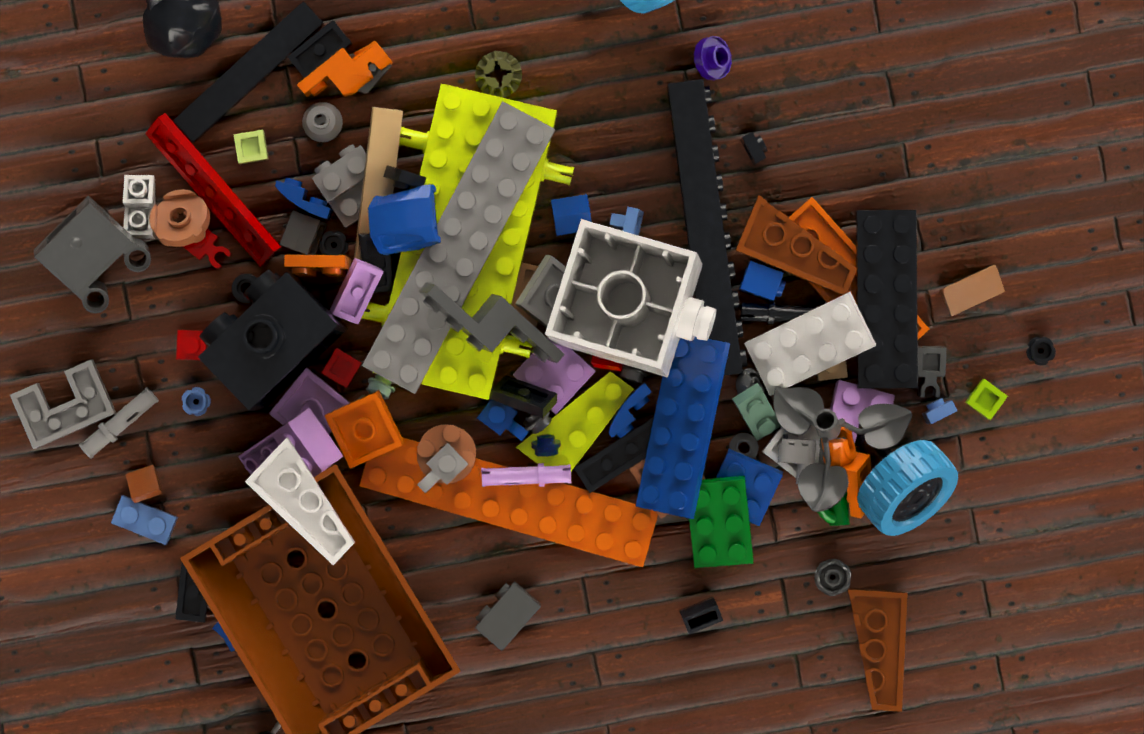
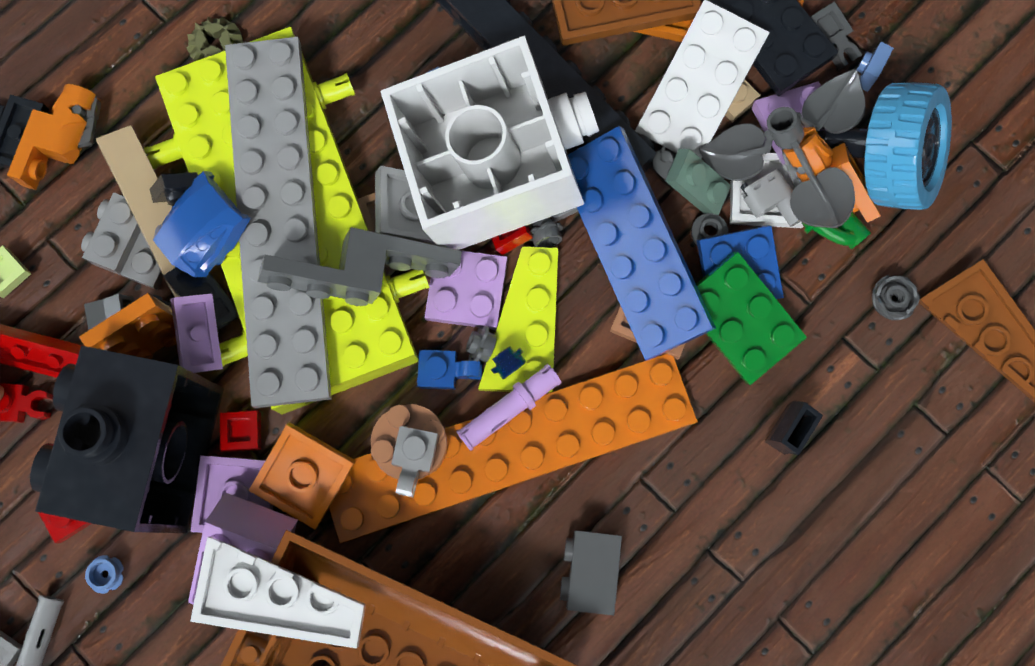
camera: 30 degrees left, 10 degrees down
(296, 194) = (81, 287): blue slope -> none
(330, 116) = (63, 200): light grey cone -> none
(381, 384) = (295, 416): light aqua plate -> none
(523, 396) = (449, 328): black plate -> none
(569, 212) = (372, 124): blue piece -> none
(615, 457) = (588, 328): black plate -> none
(623, 418) = (568, 280): blue slope -> none
(762, 281) = (610, 60): blue brick -> none
(771, 312) = (639, 85): black pin -> none
(986, 399) = (909, 22): lime tile -> none

